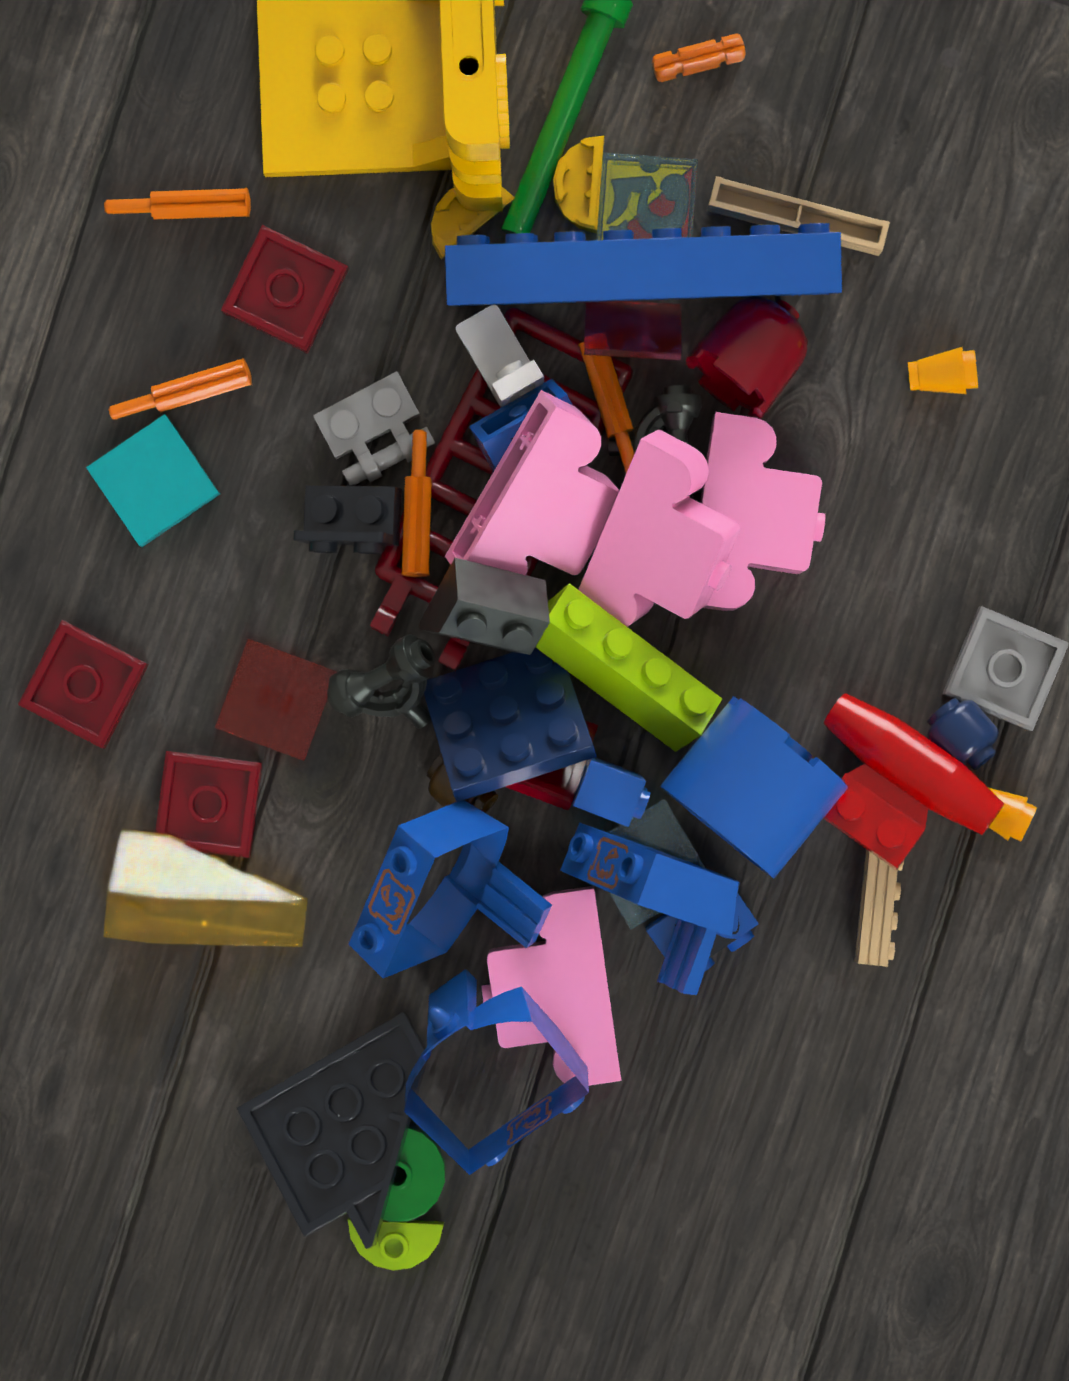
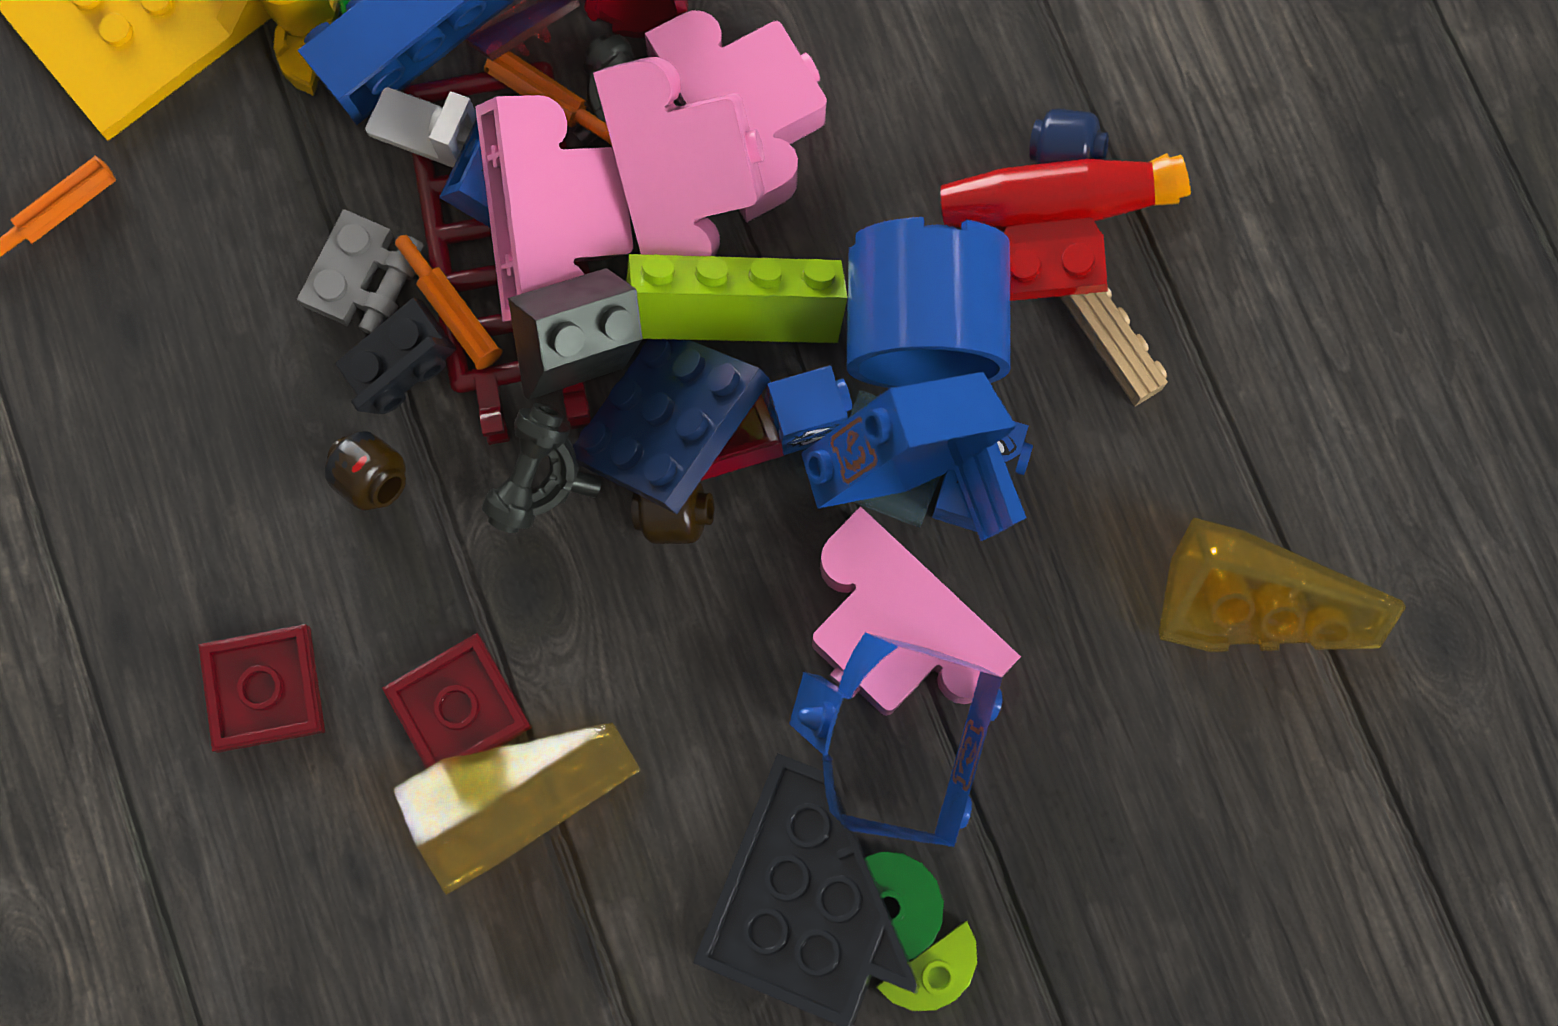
camera: 40 degrees left, 10 degrees down
(153, 480) = (194, 461): teal tile -> none
(188, 389) = (168, 360): orange axle -> none
(268, 585) = (365, 470): none -> dark brown head
(275, 699) = (449, 570): clear red piece -> none
(285, 289) = (193, 217): dark red tile -> none
(473, 884) = (750, 585): blue piece -> none
(822, 1155) = (1249, 591): none -> clear yellow wedge
(1006, 668) = (1059, 67): light grey tile -> none

